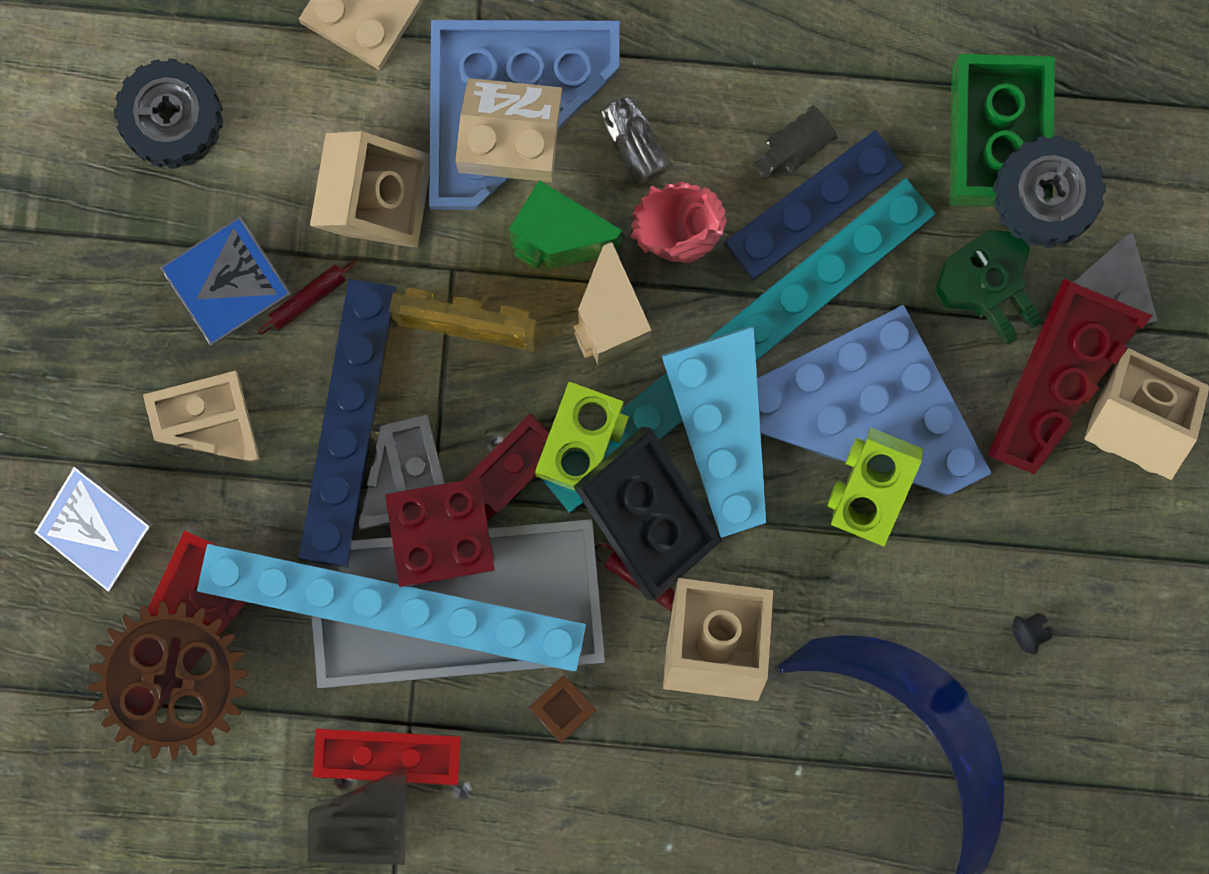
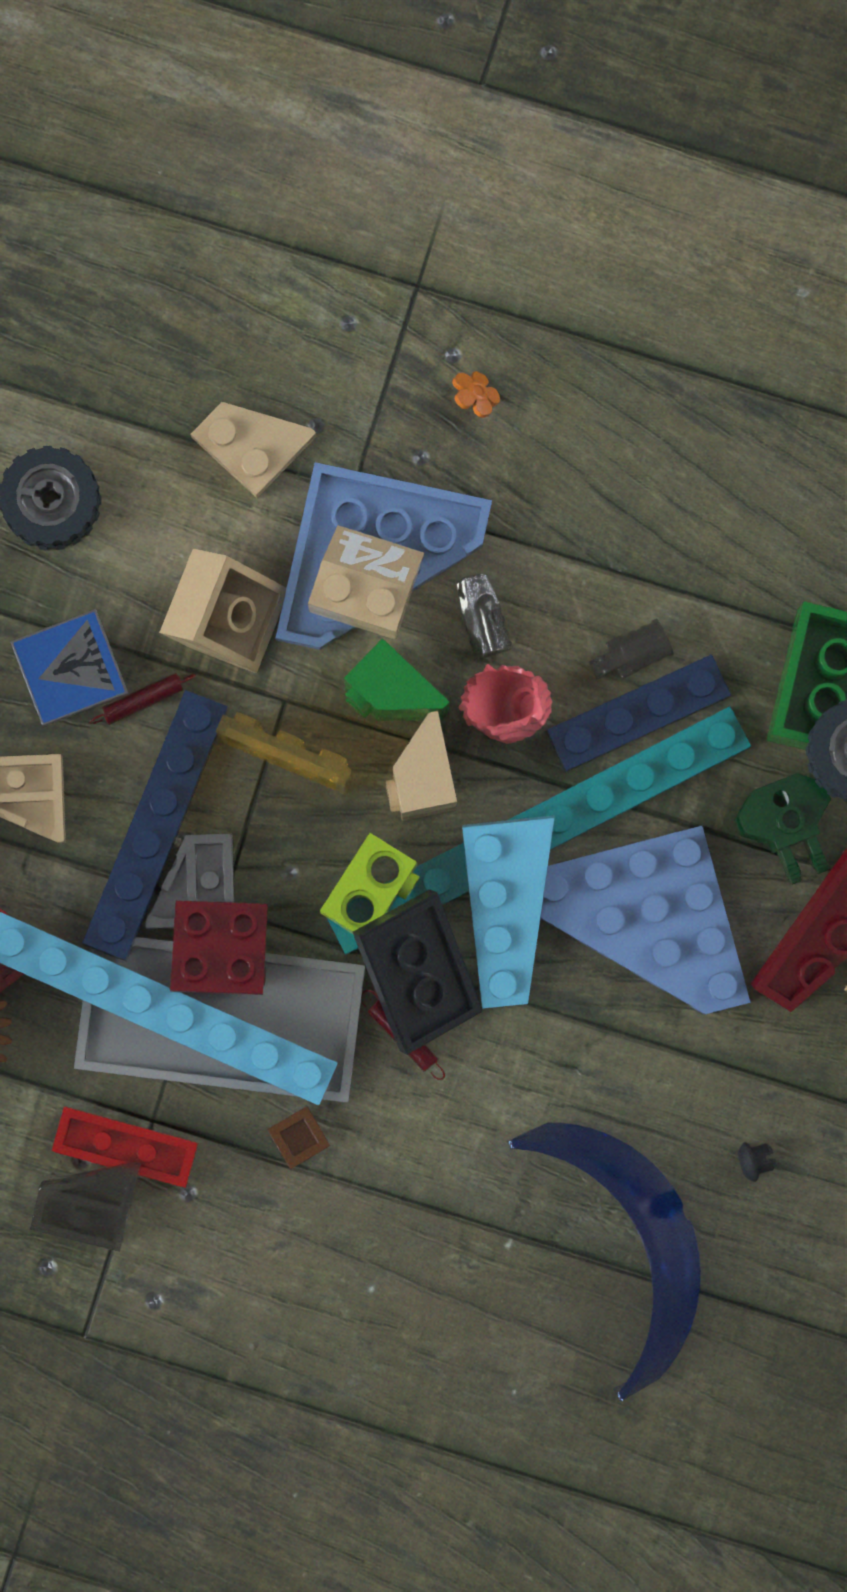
camera: 10 degrees right, 0 degrees up
(511, 465) = (299, 898): dark red hinge -> none
(718, 640) = (459, 1104): tan slope -> none
(885, 489) = (644, 995): lime brick -> none

